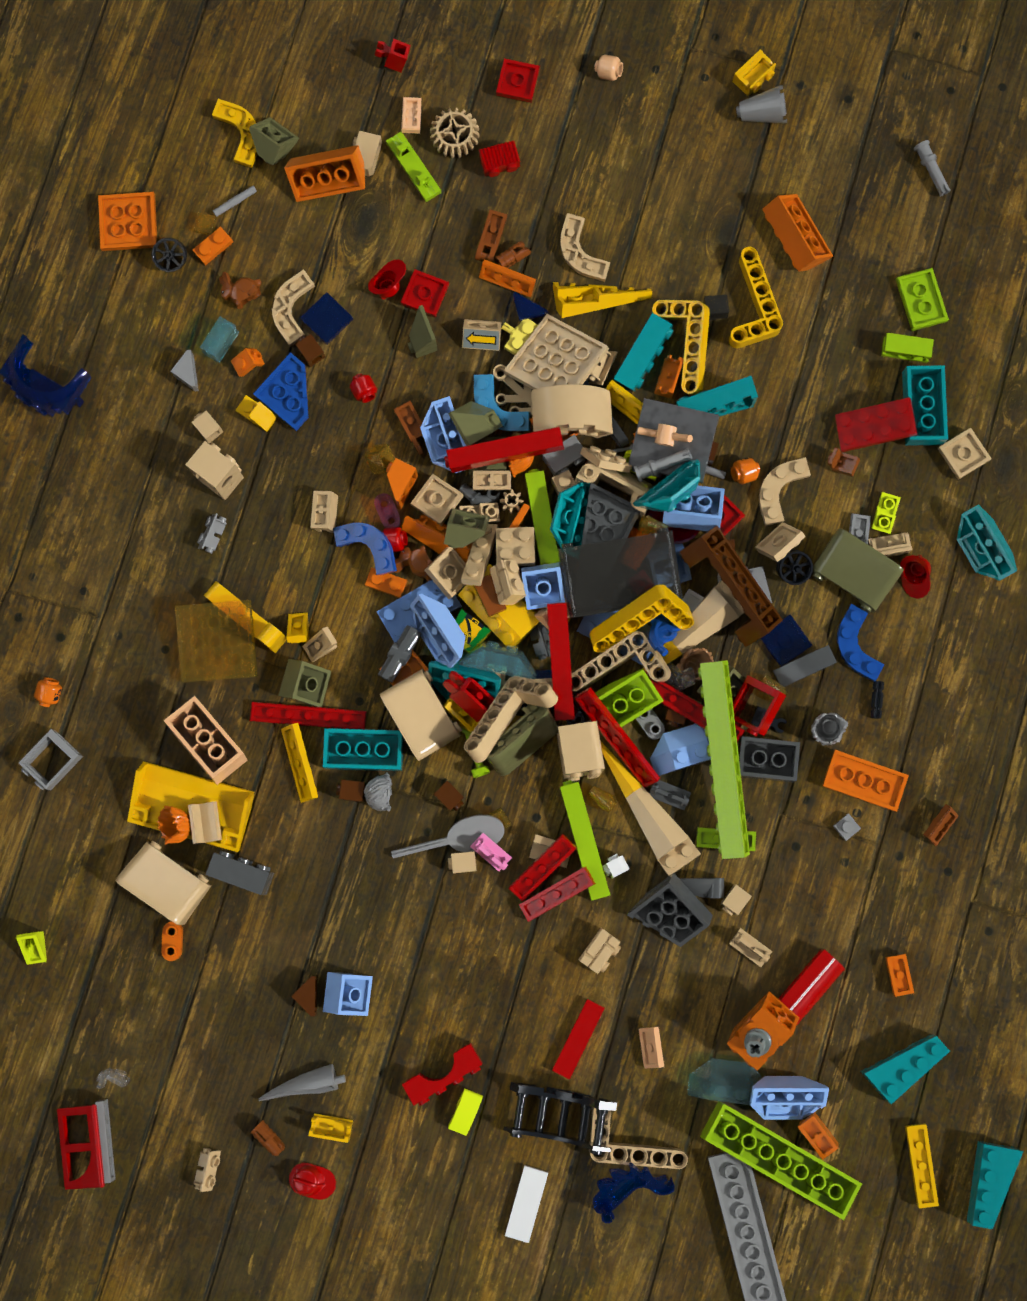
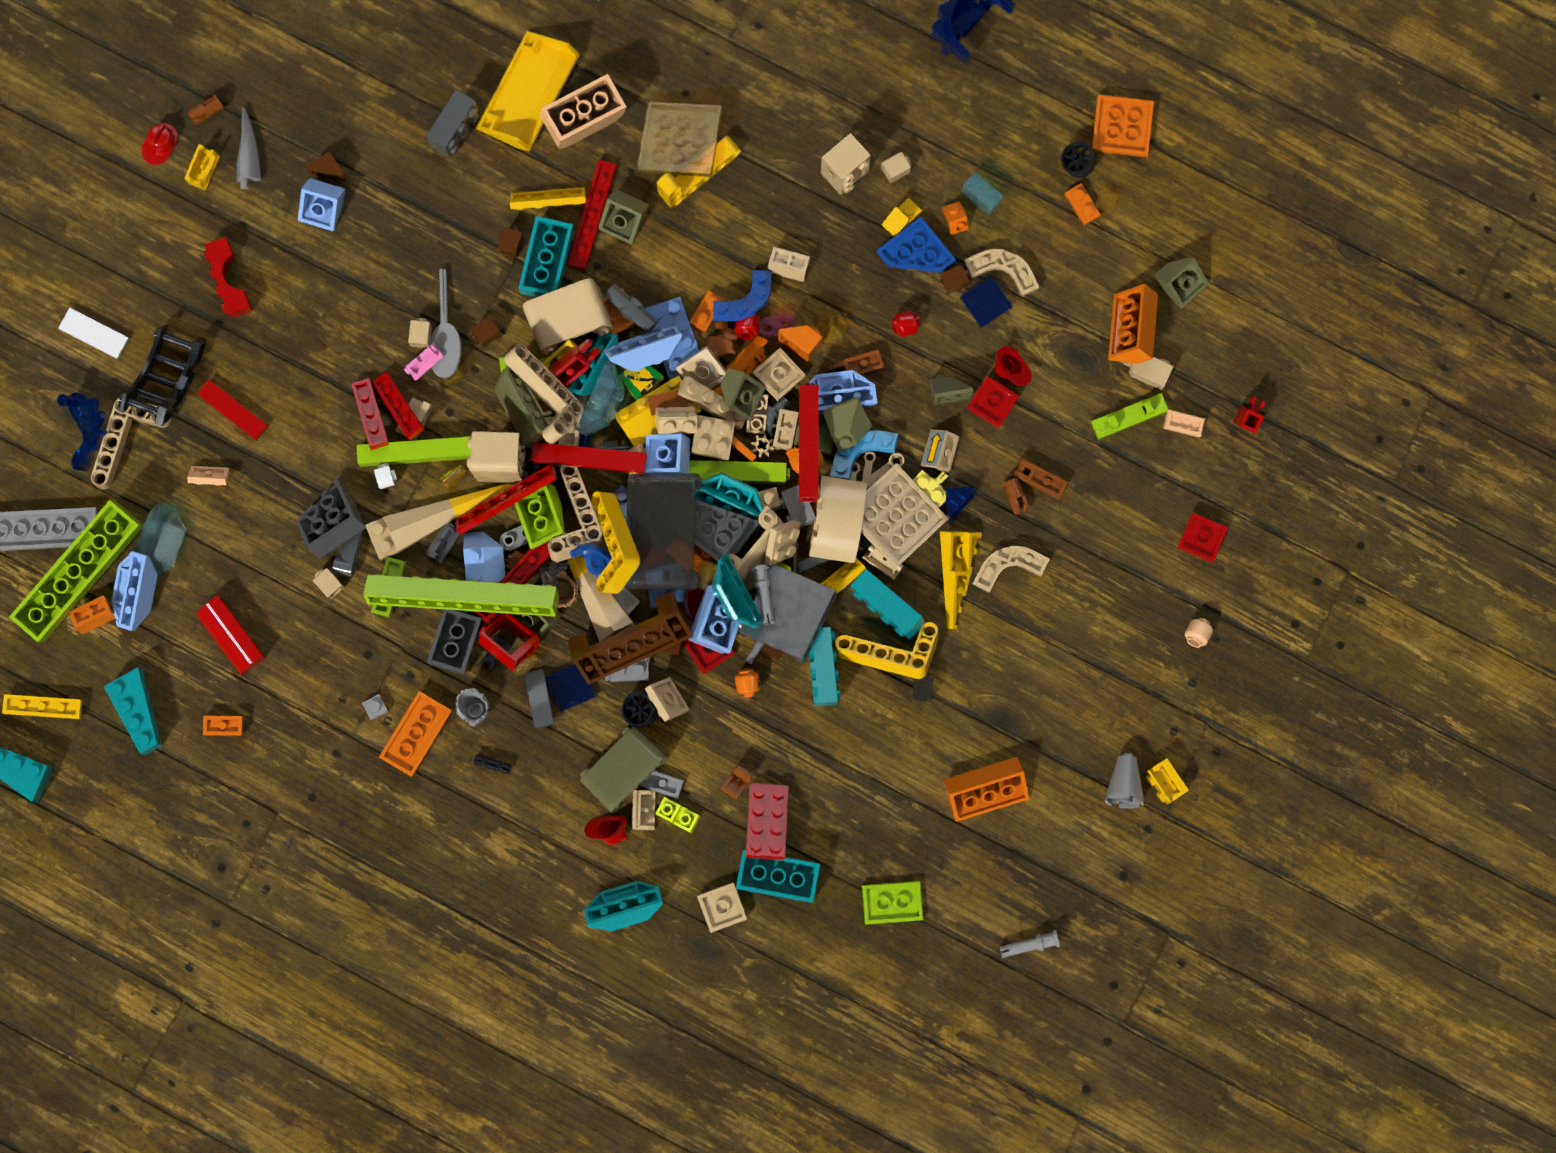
camera: 100 degrees right, 0 degrees up
(163, 883) = (458, 51): tan windscreen -> none
(174, 824) = (511, 71): orange hair -> none
(174, 941) = (405, 54): orange plate -> none
(186, 370) = (956, 157): light grey slope -> none
(204, 822) = (508, 99): tan panel -> none
(205, 1178) = (183, 48): tan hinge -> none
(213, 526) = (796, 156): light grey hinge -> none
(234, 201) = (1125, 233): light grey piece -> none
(241, 291) = (1028, 222): dark orange animal -> none
(242, 120) = (1205, 256): yellow plate -> none
(298, 628) = (677, 219): yellow slope -> none
(320, 644) = (658, 238): tan slope -> none
(378, 792) = (502, 265): light grey hair -> none
(465, 1112) = (188, 292): neon yellow slope -> none
(468, 128) = (1148, 463): tan gear -> none
(499, 158) = (1120, 502): red brick -> none
(507, 278) = (992, 486): orange tile -> none
(599, 951) = (310, 446): tan brick -> none
(665, 435) = (791, 601): light nougat piece -> none
(668, 376) = (859, 627): orange hinge -> none
(750, 947) = (281, 589): tan hinge -> none
(759, 301) = (919, 734): yellow beam -> none
(763, 1031) = (198, 578): orange piece -> none
(772, 485) = (729, 708): tan plate -> none
(849, 647) = (548, 749): blue plate -> none
(907, 347) = (843, 873): lime piece -> none
(940, 825) = (356, 797): dark orange plate -> none

